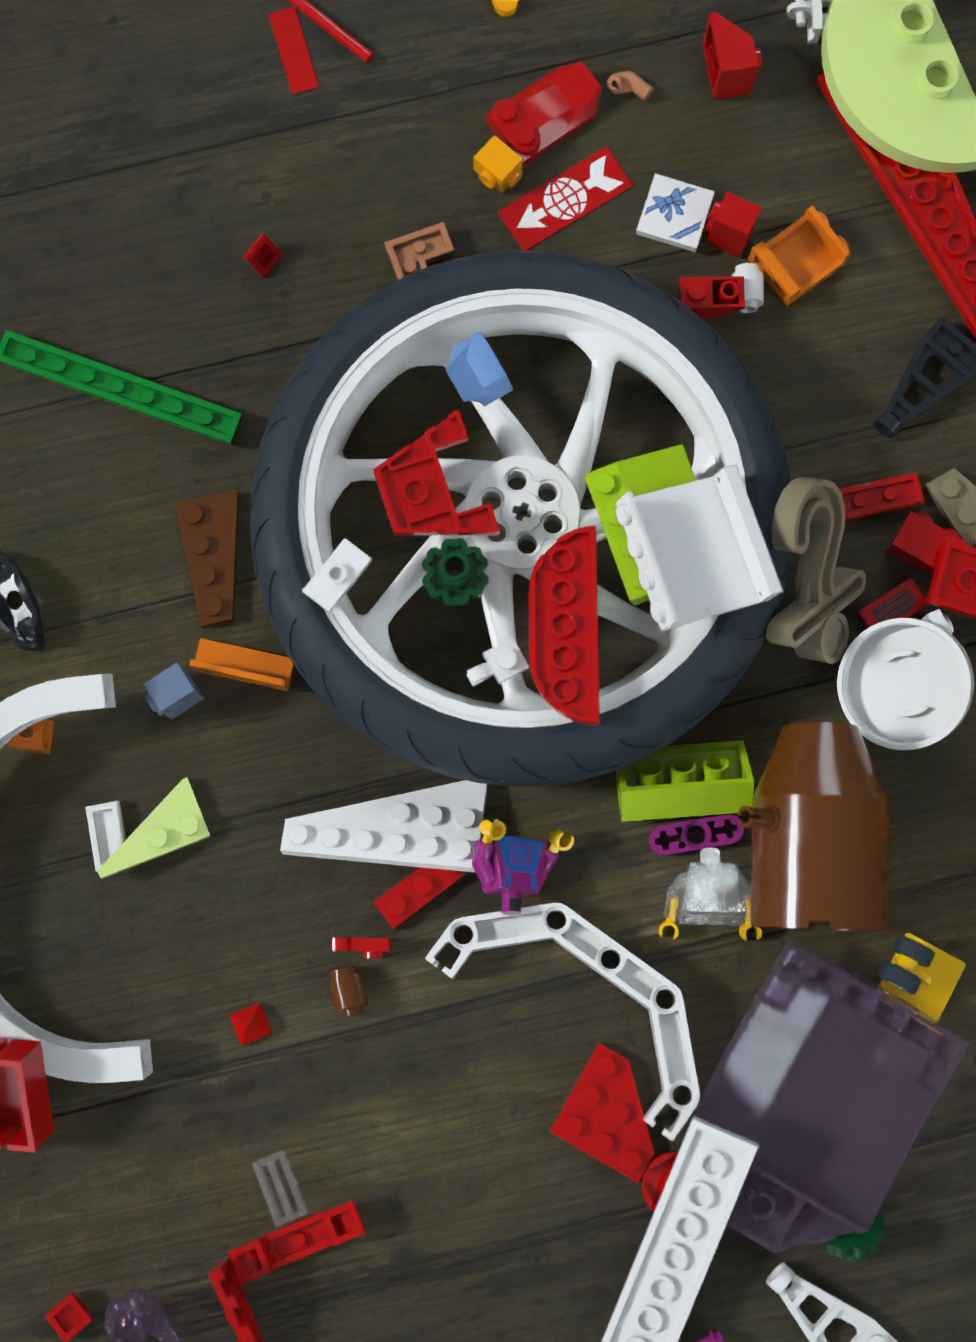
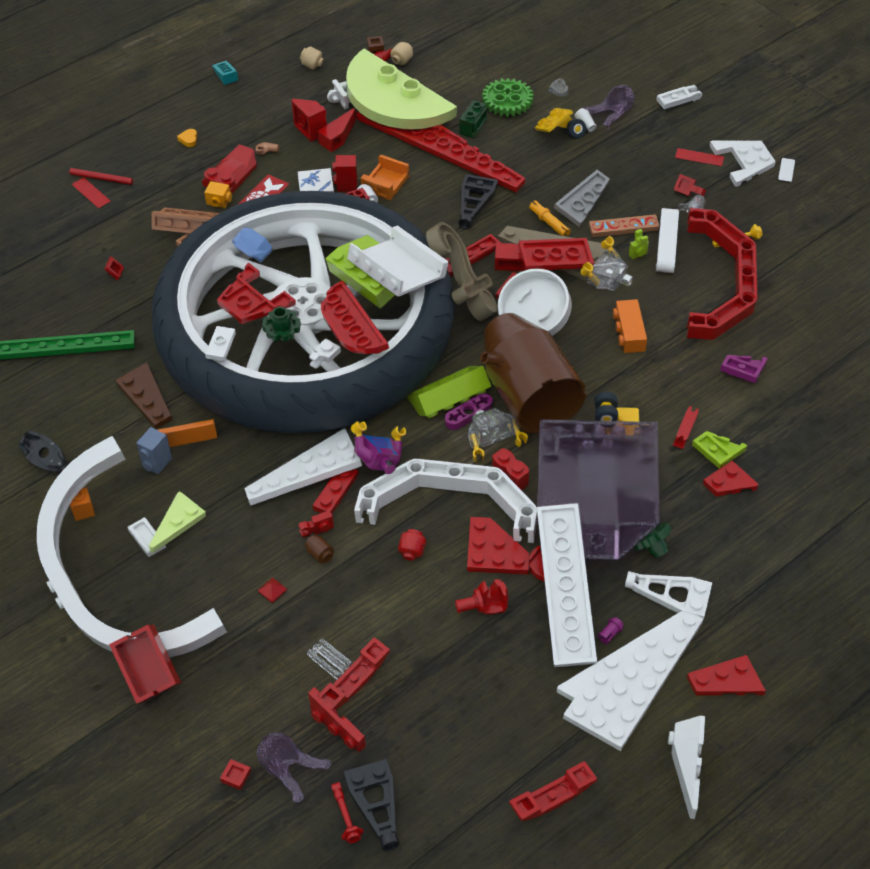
camera: 25 degrees left, 30 degrees down
(417, 219) = (179, 219): none -> nougat fence
(486, 1053) = (412, 544): none -> red head
(548, 1206) = (485, 599): none -> red piece
(703, 999) = (513, 468): none -> red brick
(761, 107) = (335, 133): none -> red slope

